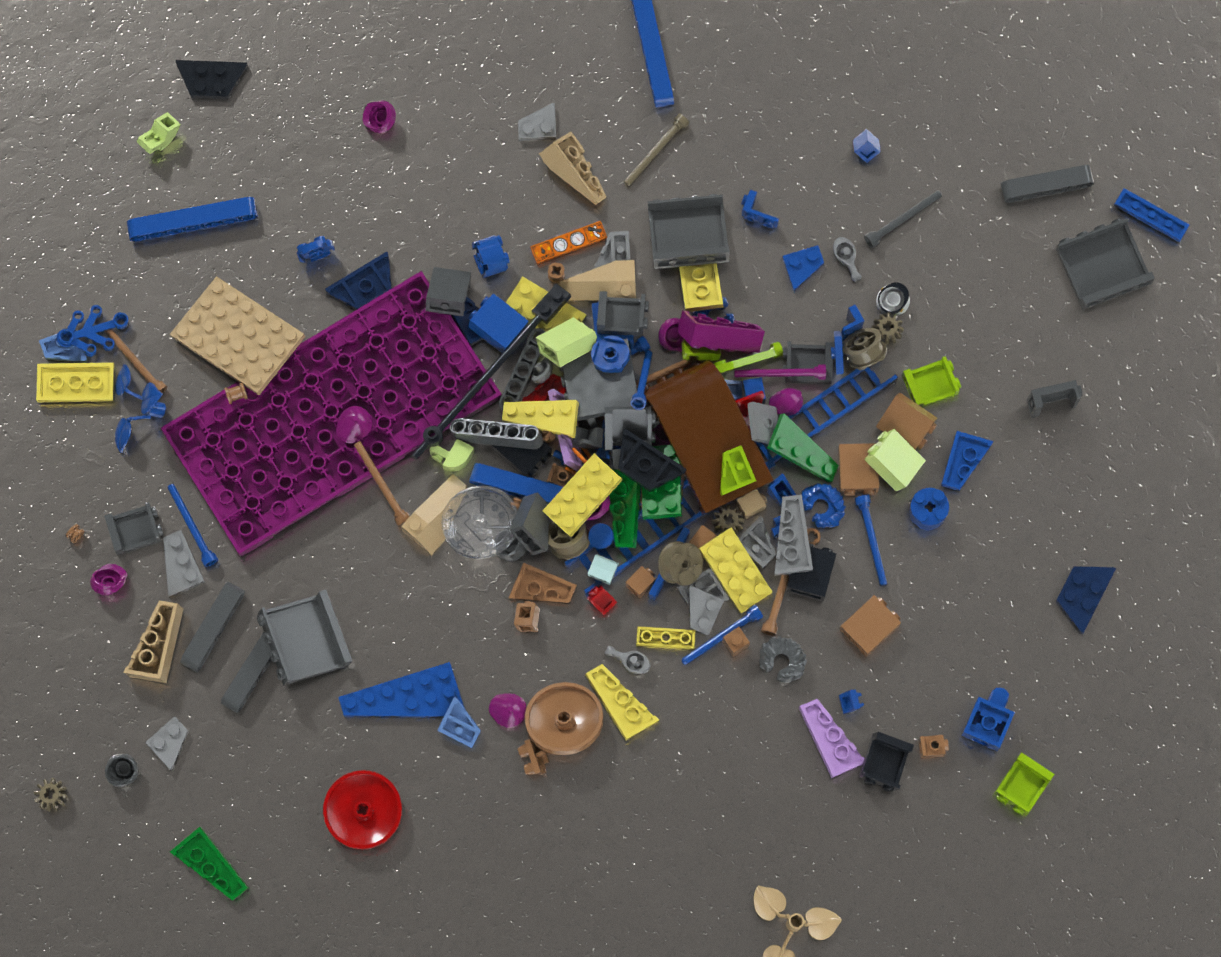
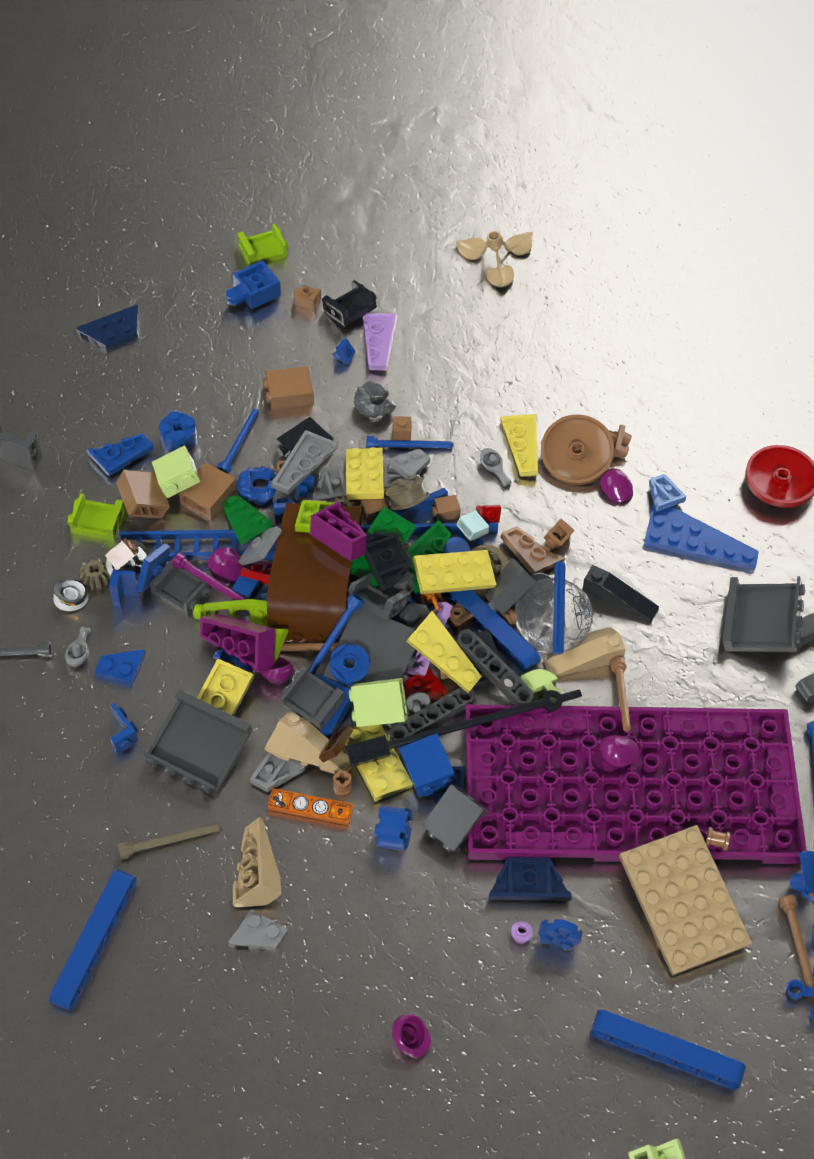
camera: 150 degrees left, 20 degrees down
(347, 248) = (519, 937): none -> lavender plate
(445, 595) = (616, 590): none -> black wedge
(477, 524) = (559, 608): none -> blue axle
(579, 293) = (335, 744): none -> reddish brown plate
(652, 638) = (454, 467): light yellow tile -> none
(697, 456) = (338, 531): none -> magenta wedge
(769, 626) = (366, 428): medium nougat piece -> none
(866, 335) = (121, 553): none -> brick

